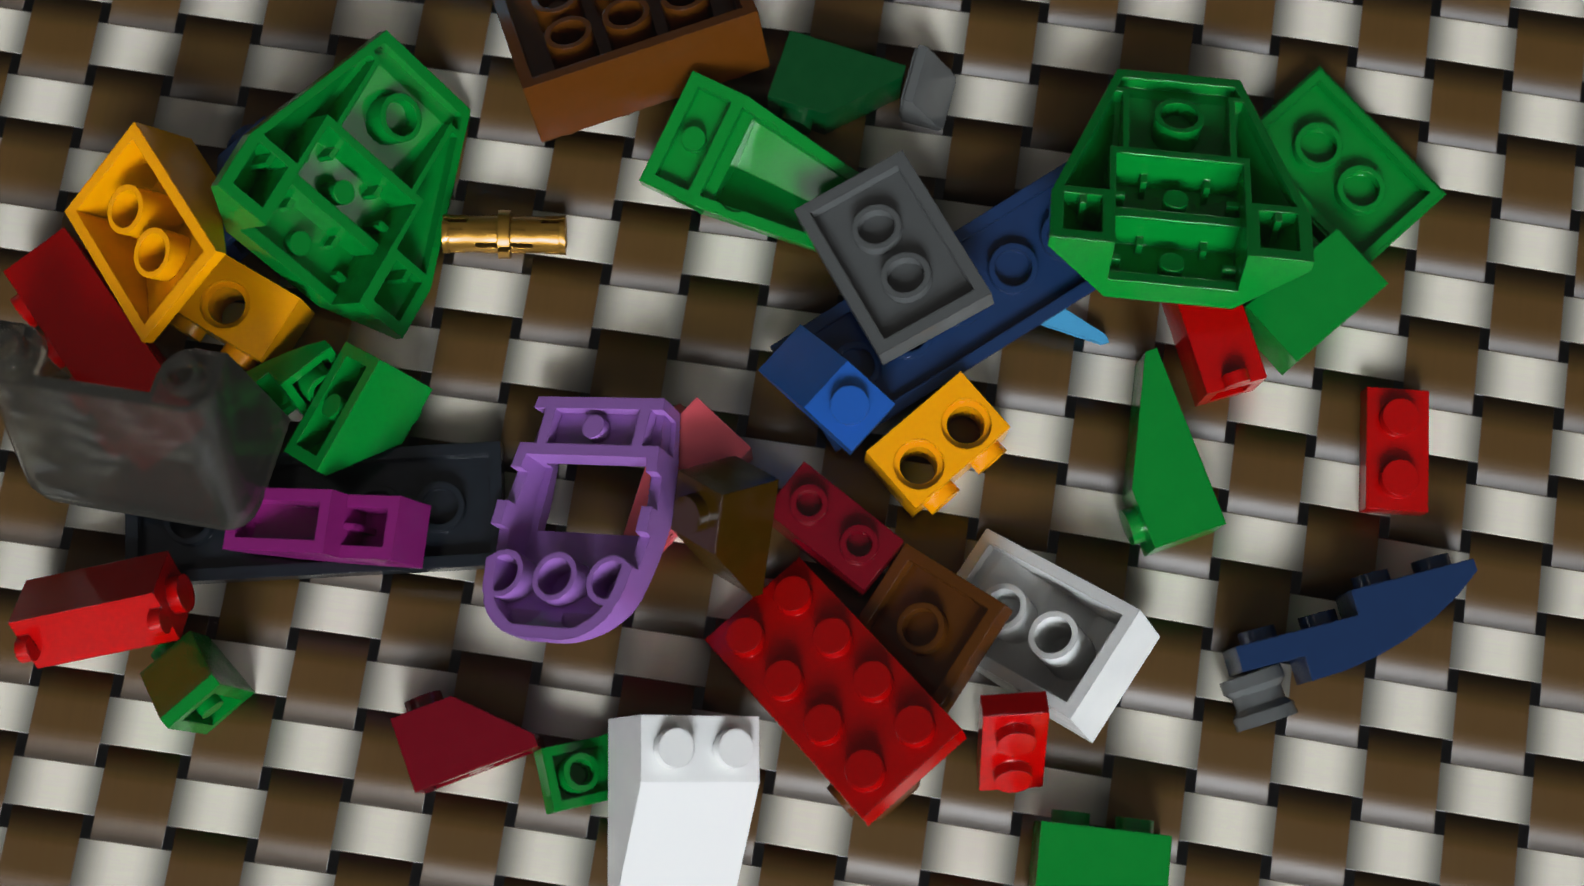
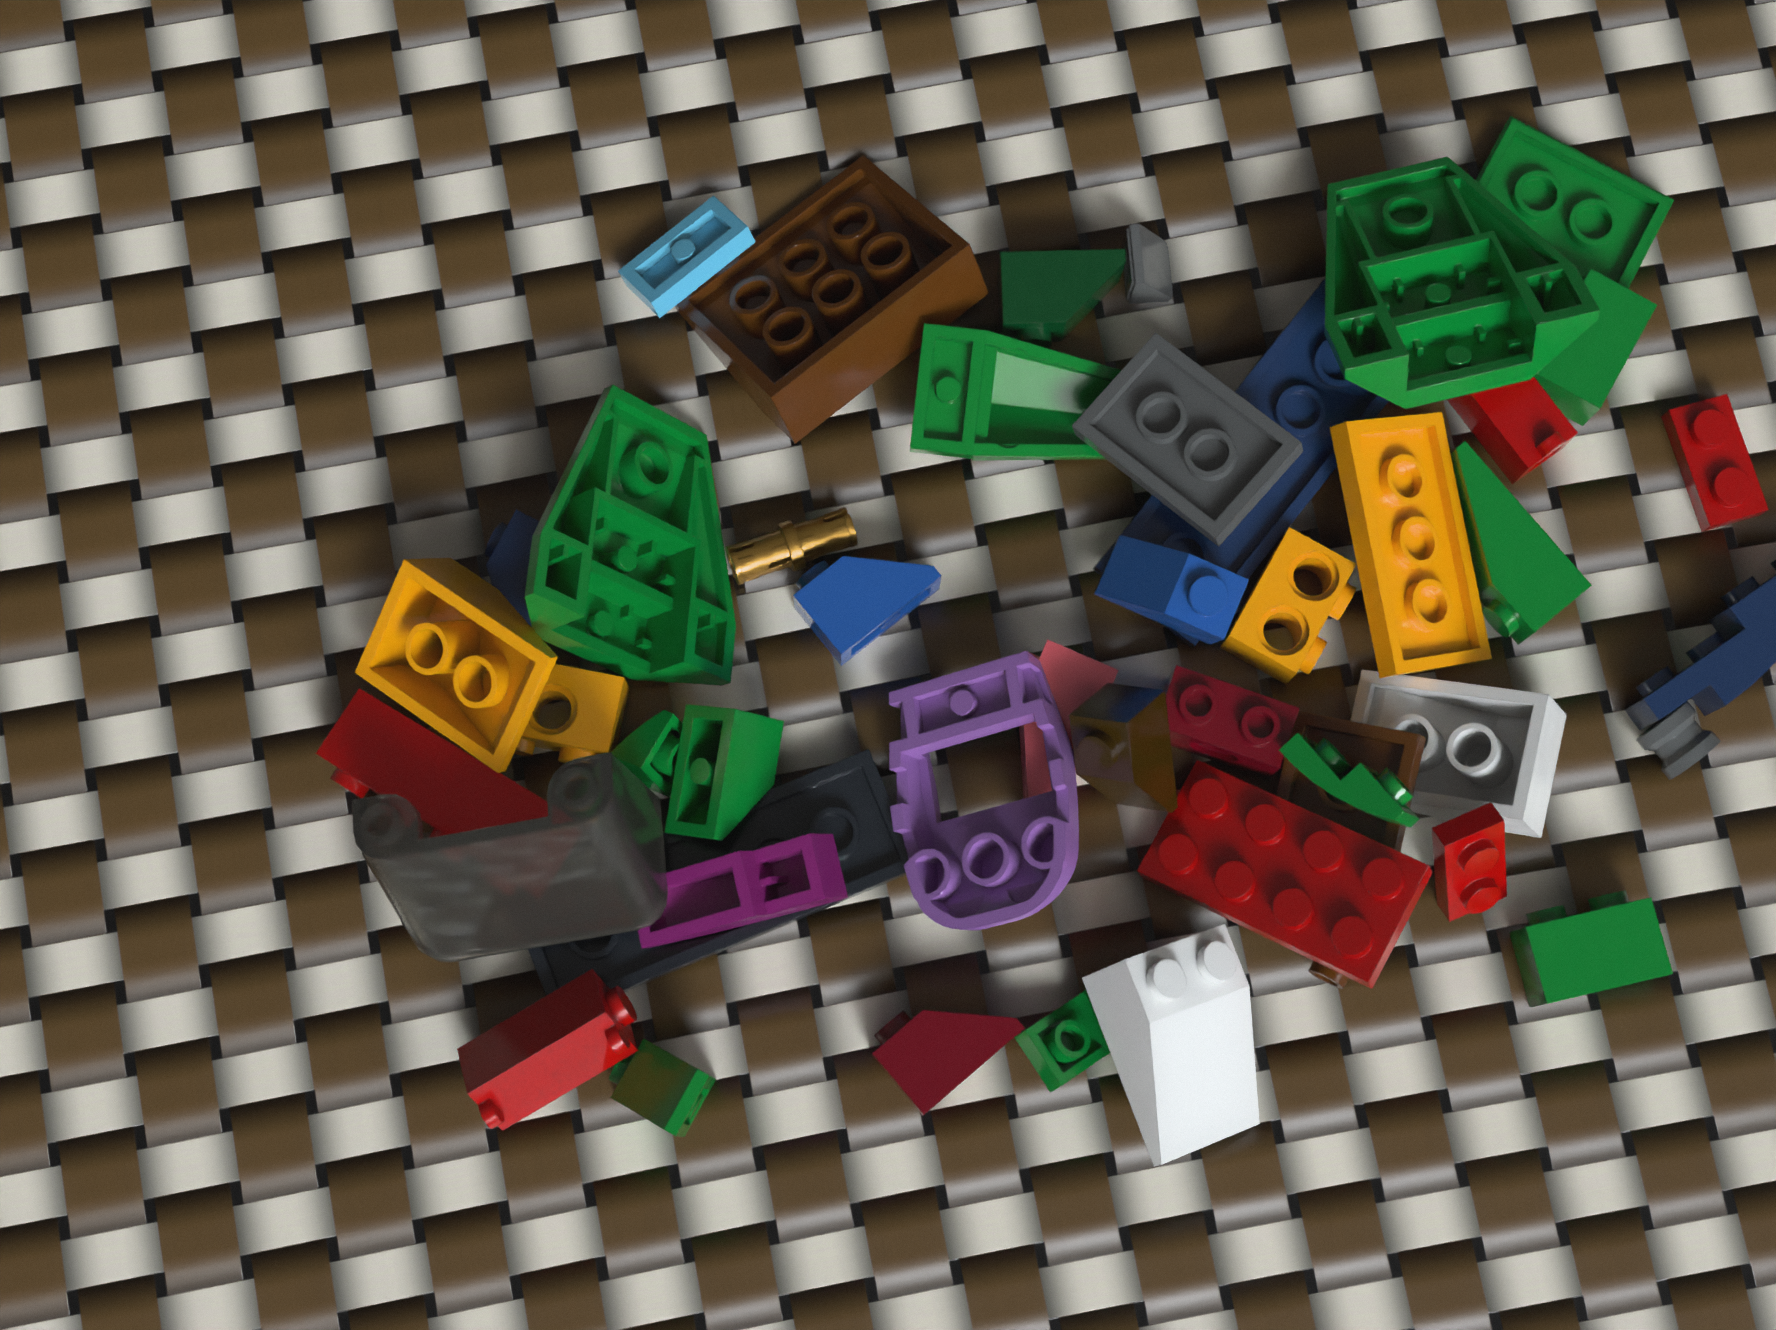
camera: 25 degrees left, 0 degrees up
(546, 304) = (860, 600): none -> blue slope
(925, 632) = (1362, 788): none -> green slope
(1069, 425) = (1410, 543): none -> light orange plate

